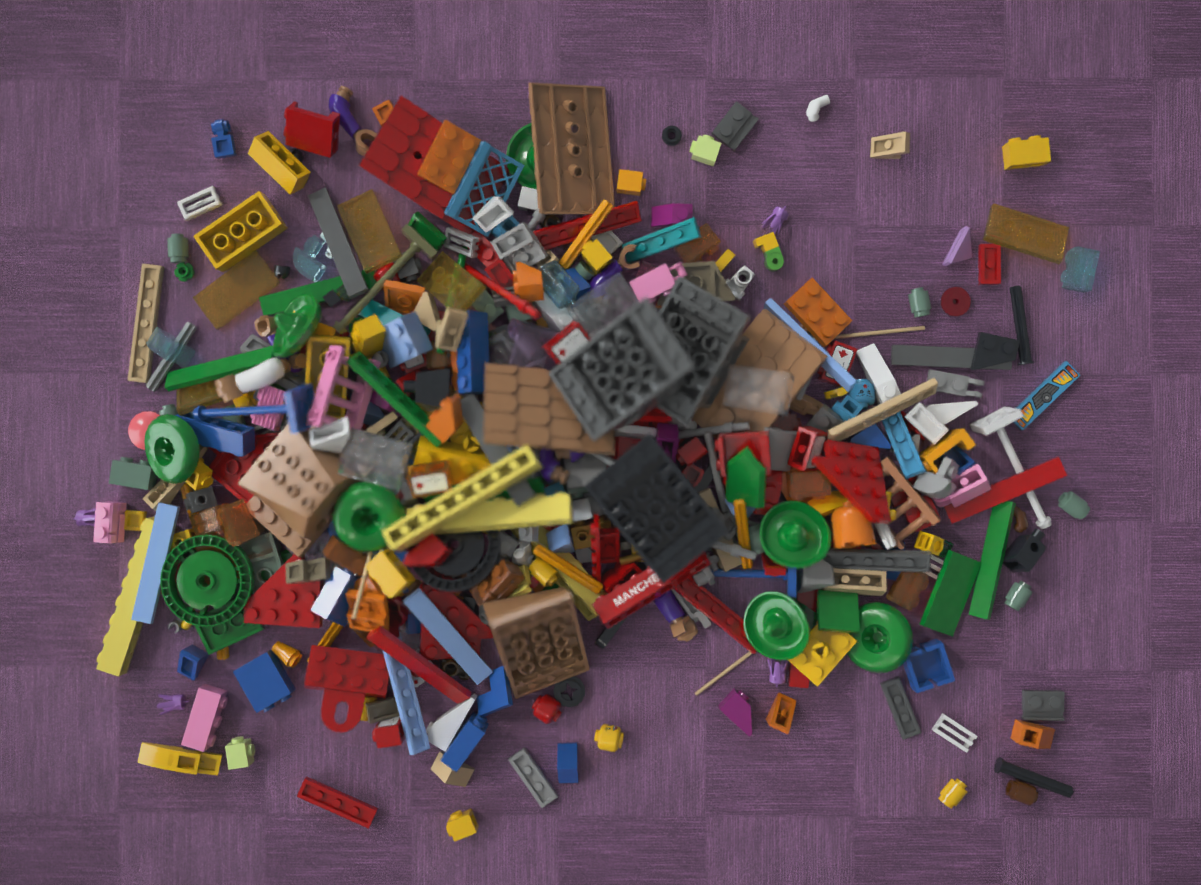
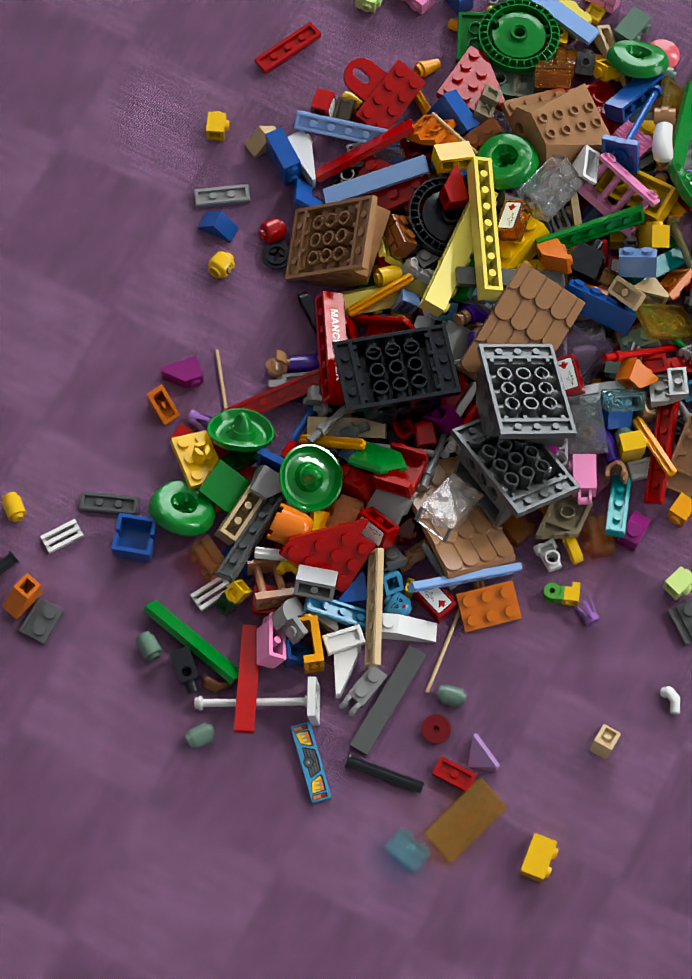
camera: 120 degrees right, 20 degrees down
(265, 681) = (414, 41): blue brick -> none
(897, 474) = (315, 582): none -> light grey brick
(950, 593) = (184, 590): green tile -> none
(993, 350) = (375, 735): black wing -> none

